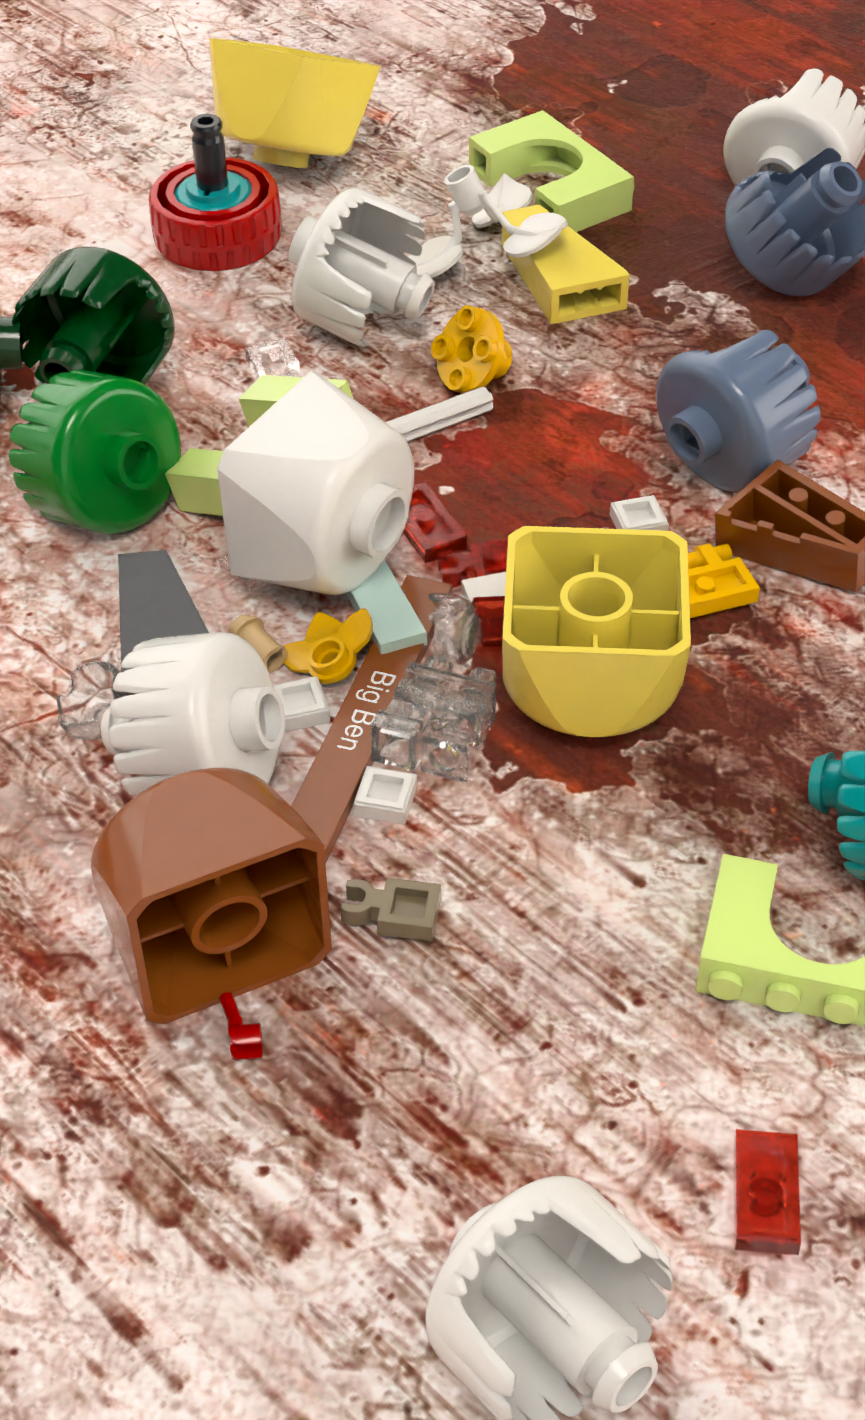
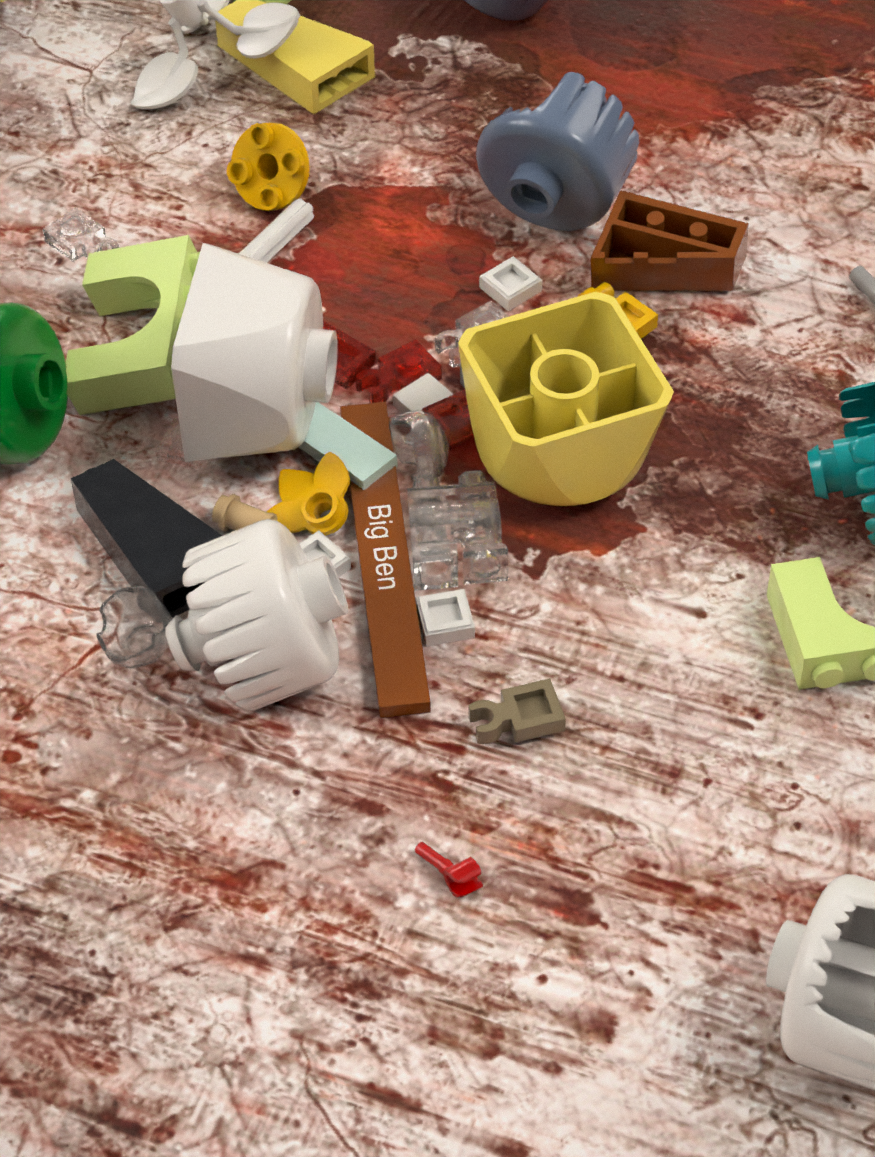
camera: 25 degrees left, 5 degrees up
(211, 890) = (379, 756): dark orange piece -> none
(355, 266) = (121, 117): white piece -> none

